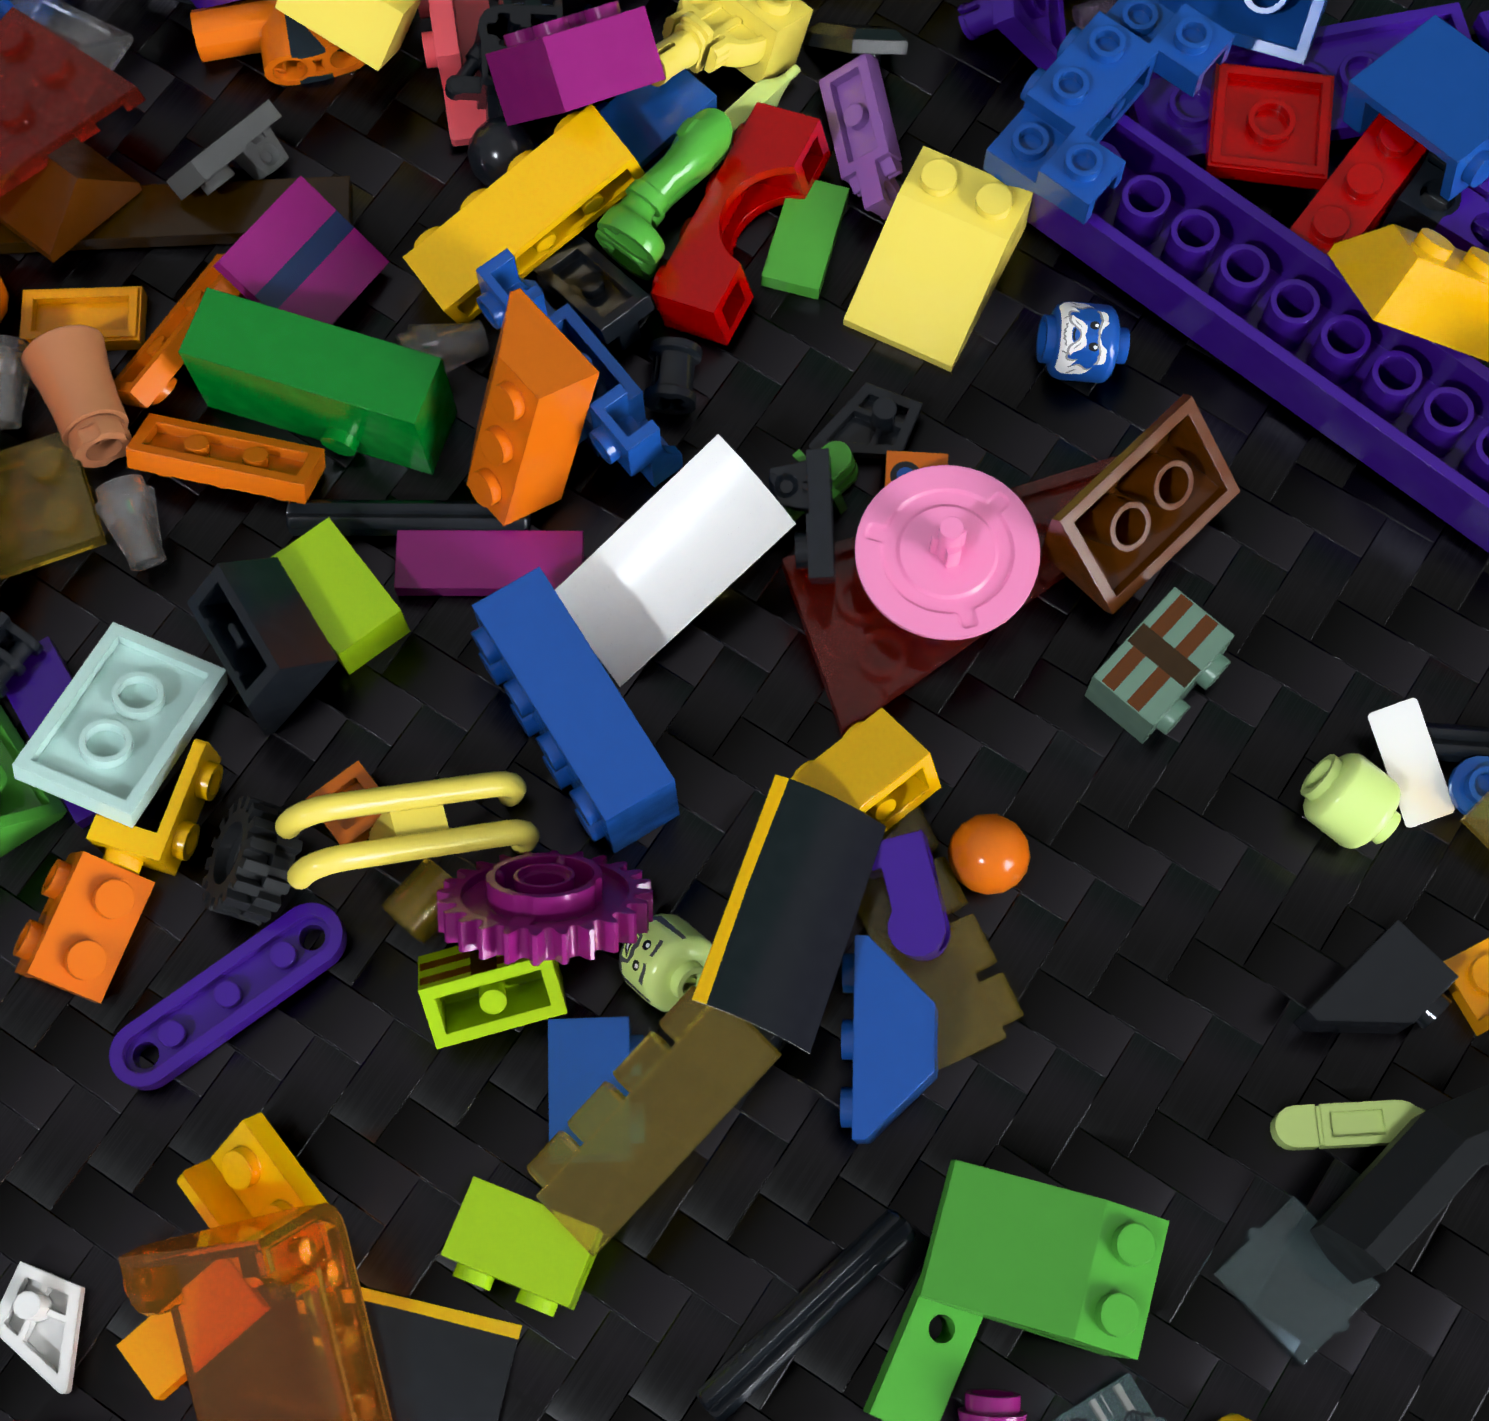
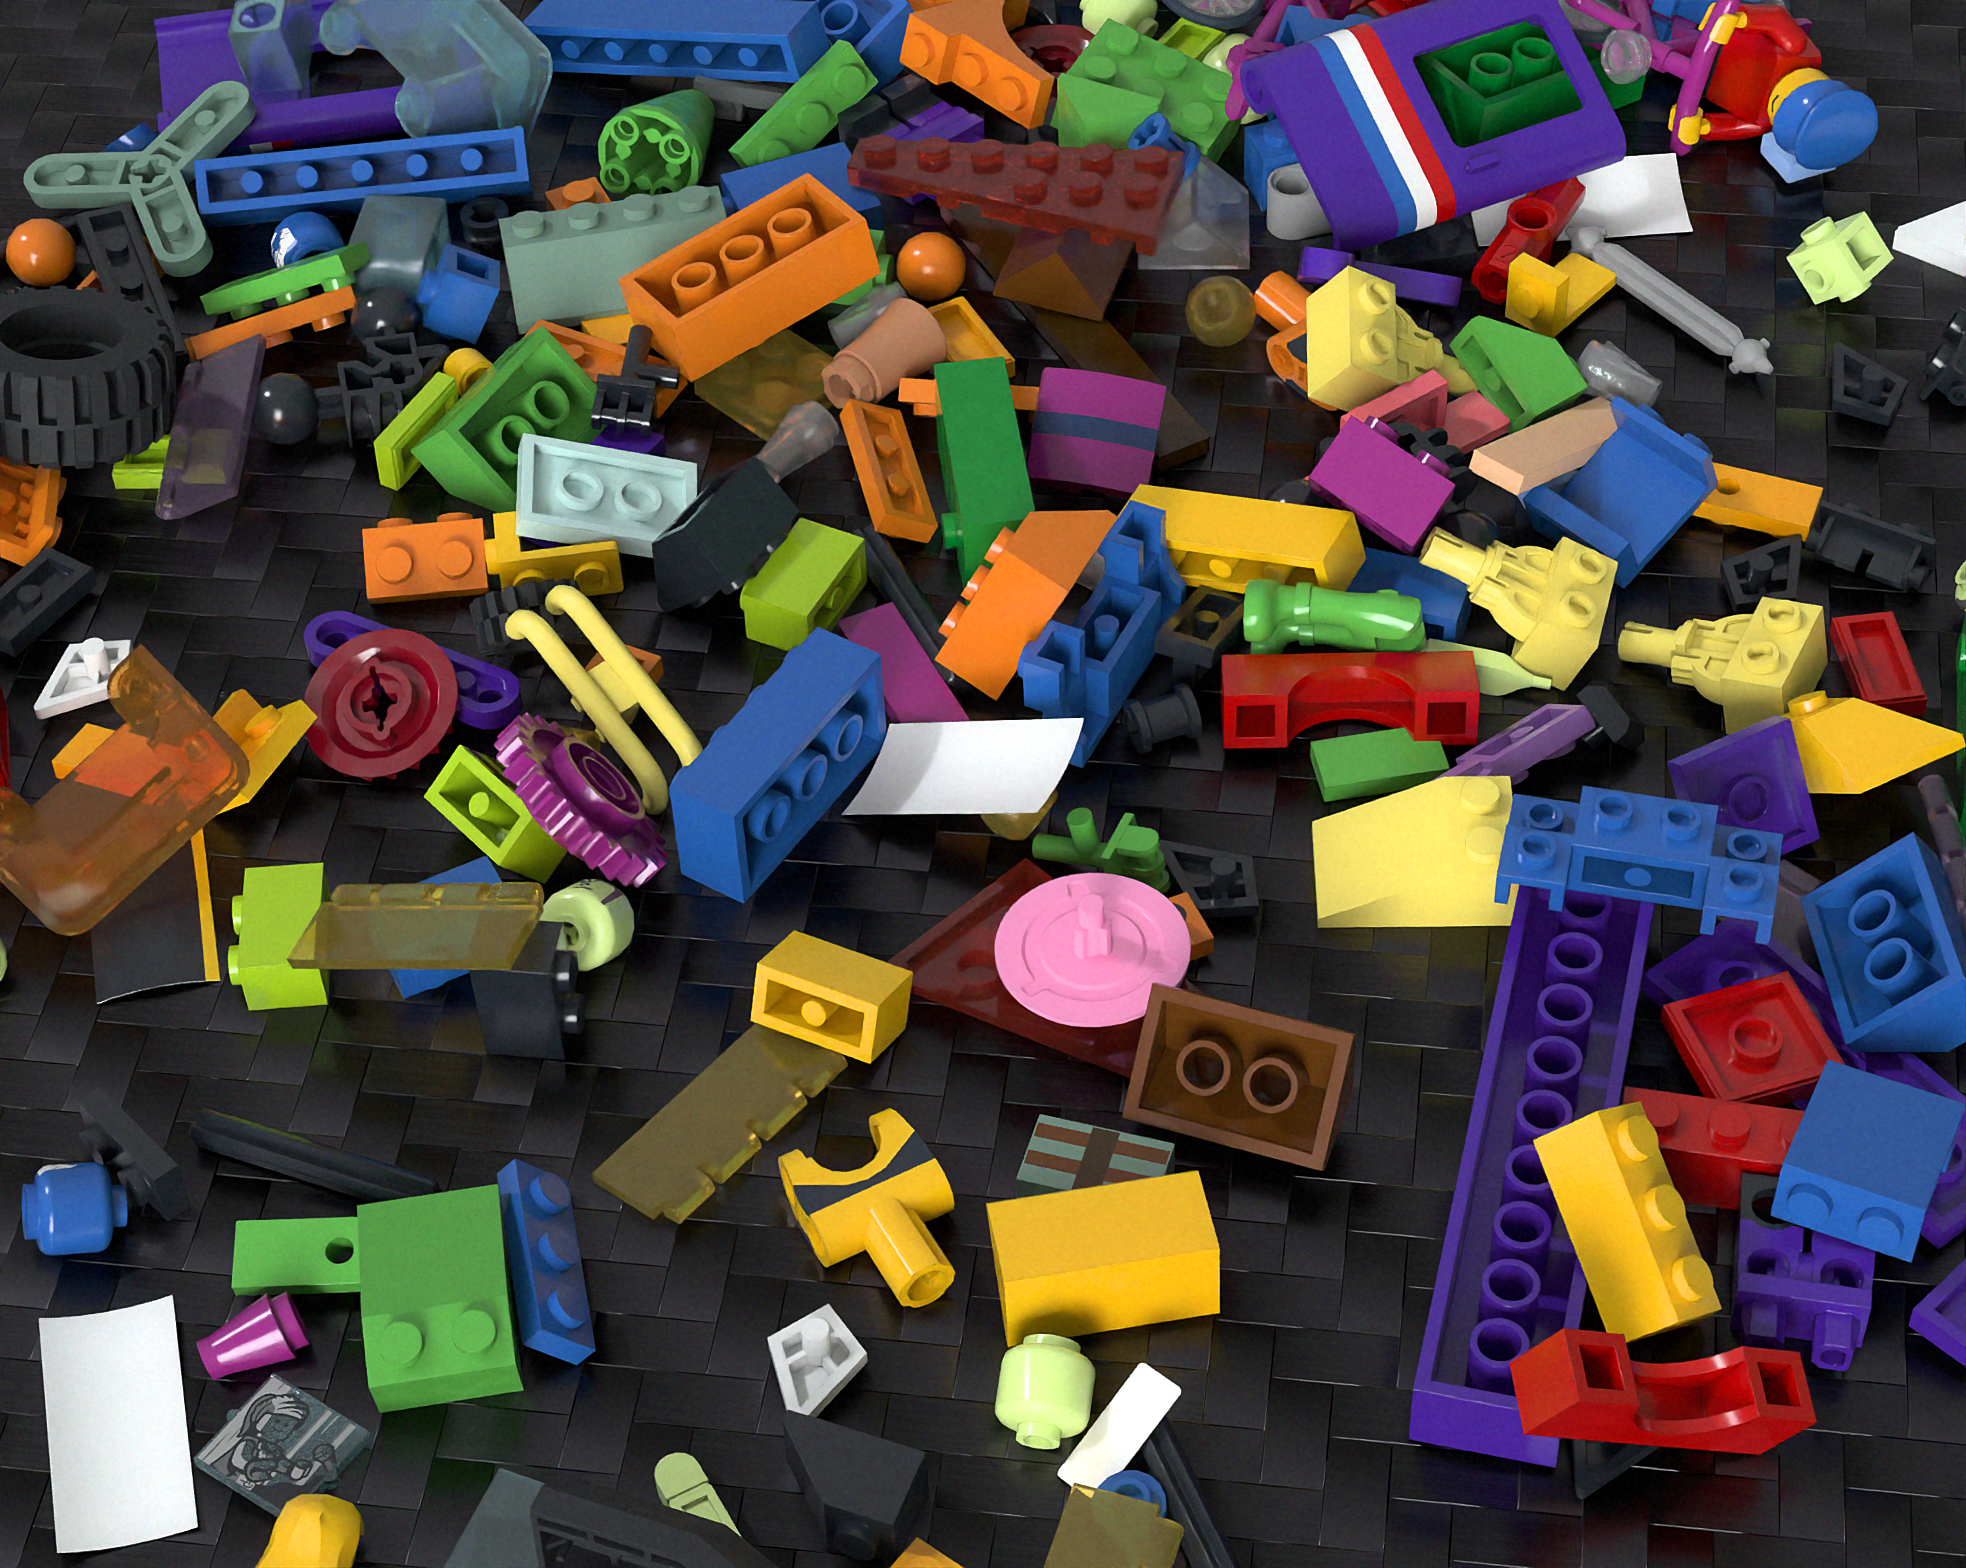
camera: 65 degrees right, 25 degrees down
(200, 87) = (1220, 311): none -> clear yellow piece
(247, 143) = (1190, 356): dark grey hinge -> none
(250, 999) = (349, 686): none -> dark red gear
(791, 912) = (657, 945): black sticker -> none
(808, 488) = (1082, 830): black hinge -> none
(888, 1040) = (593, 1111): blue slope -> none
(918, 914) = (744, 1069): dark purple leg -> none
(989, 854) = (824, 1122): orange piece -> none
(1031, 1148) = (545, 1262): none -> blue plate
(1082, 341) = (1403, 992): blue head -> none
(1102, 849) = (878, 1209): none -> yellow connector
(1229, 970) = (815, 1360): none -> white piece
(1255, 690) = (1105, 1257): none -> yellow slope

